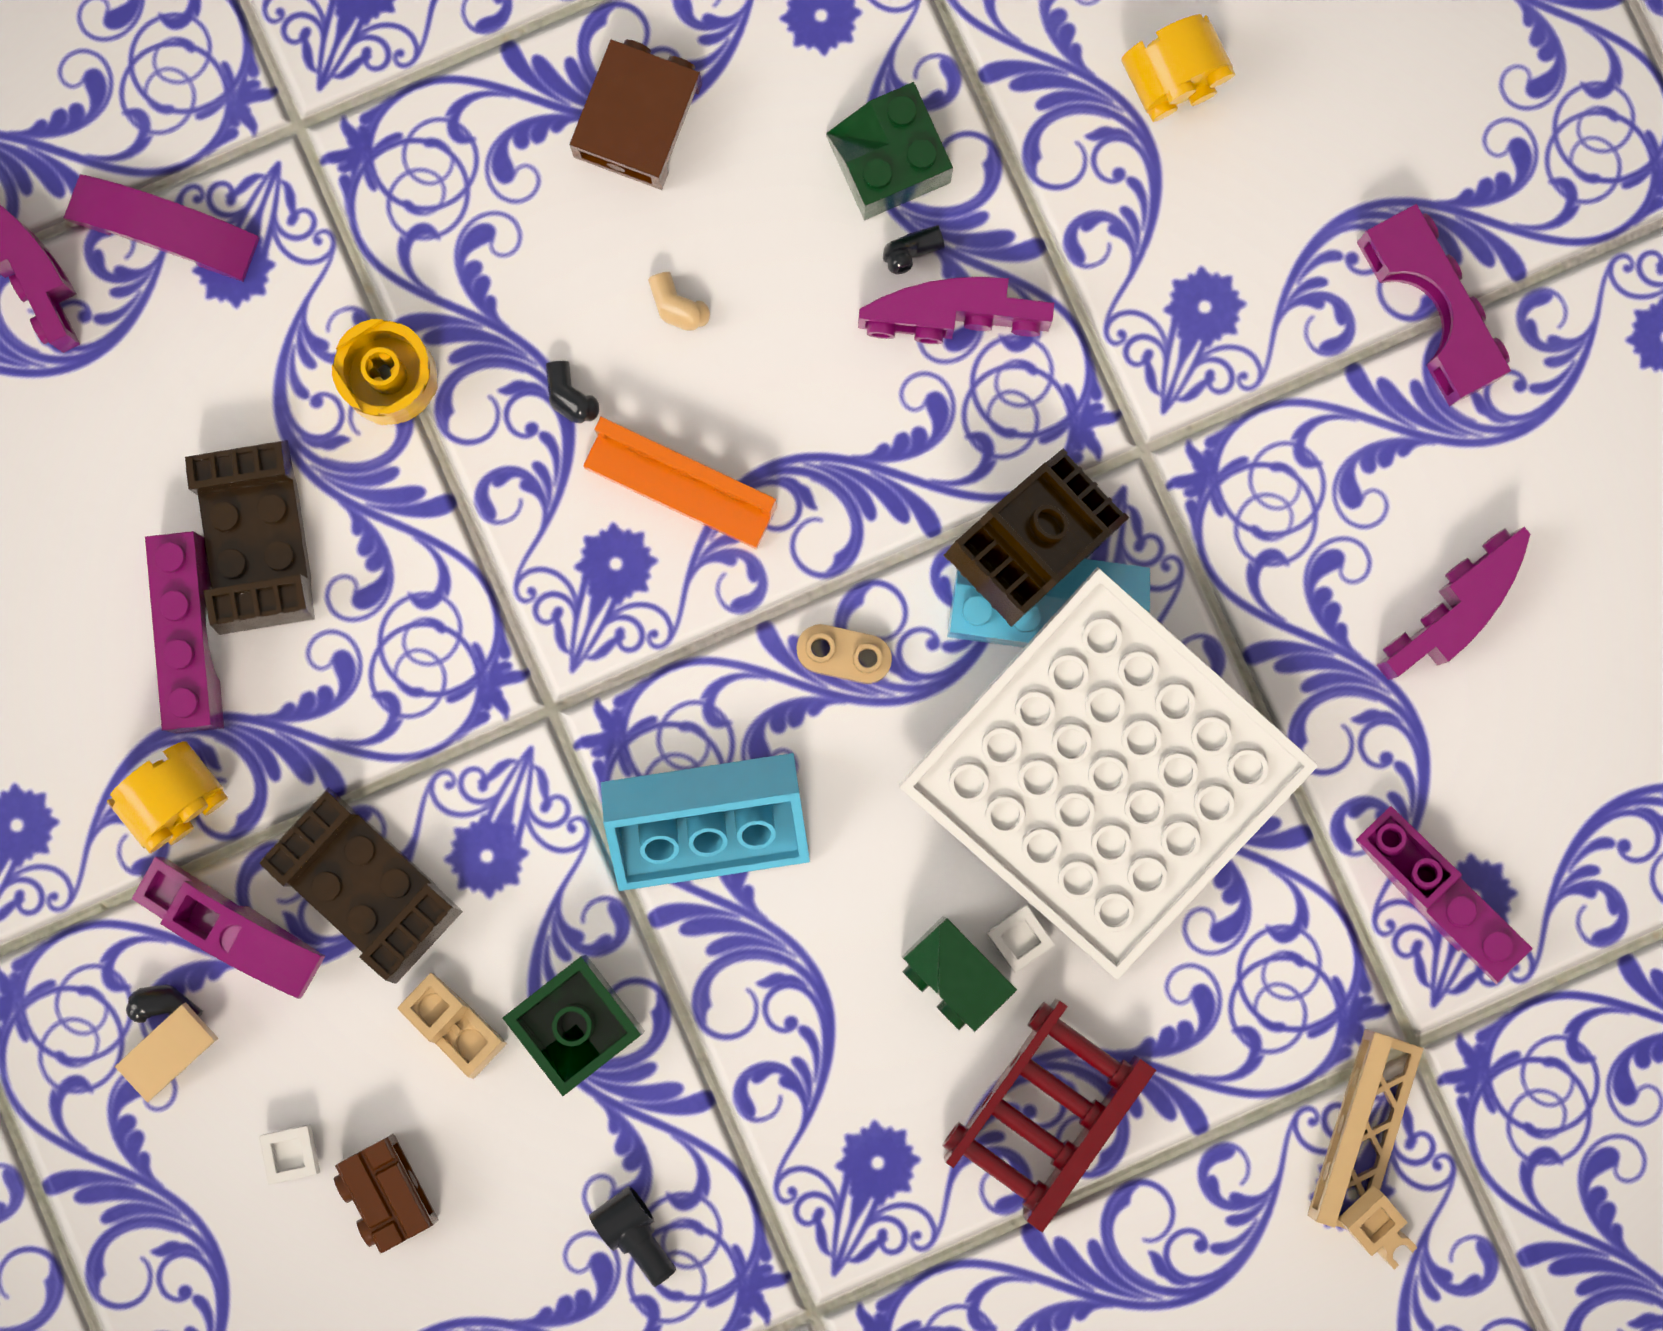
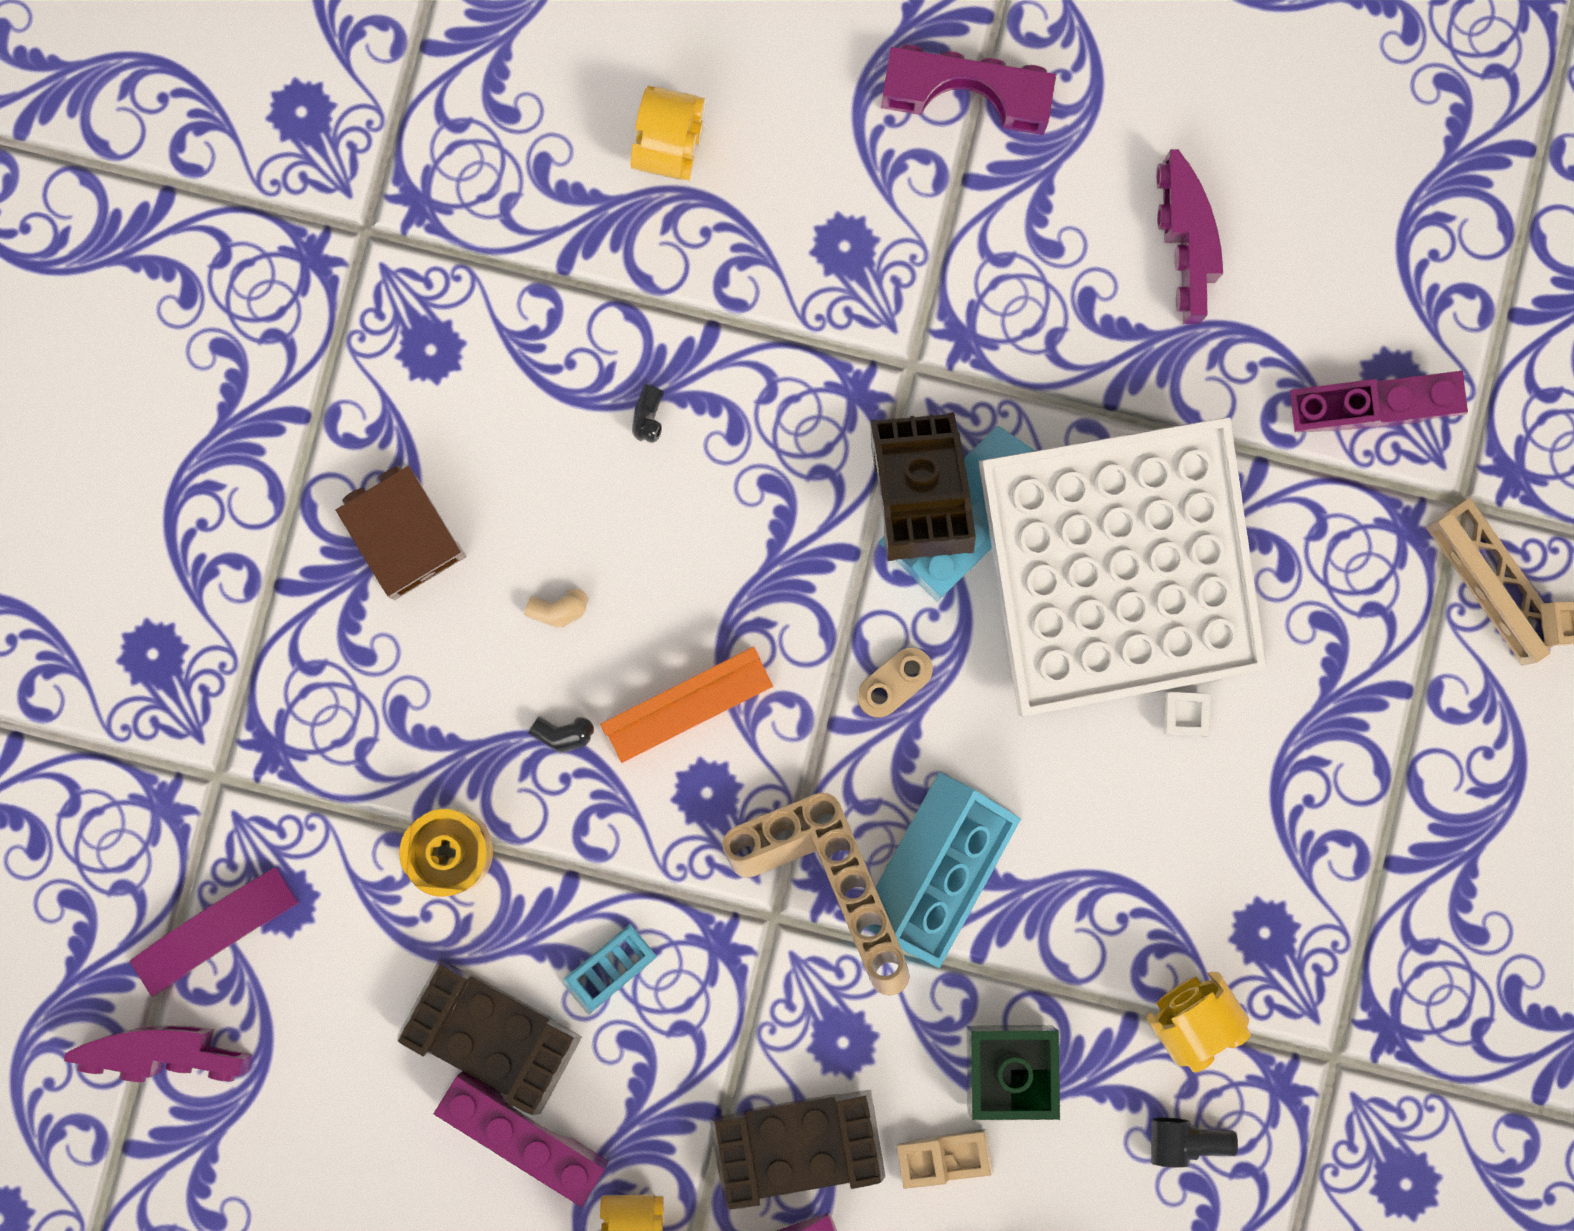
camera: 55 degrees left, 0 degrees up
(378, 575) = (579, 992): none -> medium azure slope
(630, 733) = (842, 874): none -> tan beam
(748, 1159) = (1199, 1021): none -> yellow brick
(890, 151) = (567, 377): dark green slope -> none
(934, 306) = (703, 432): magenta slope -> none
(958, 974) = (1187, 775): dark green slope -> none
(1069, 1158) = (1364, 798): dark red fence -> none

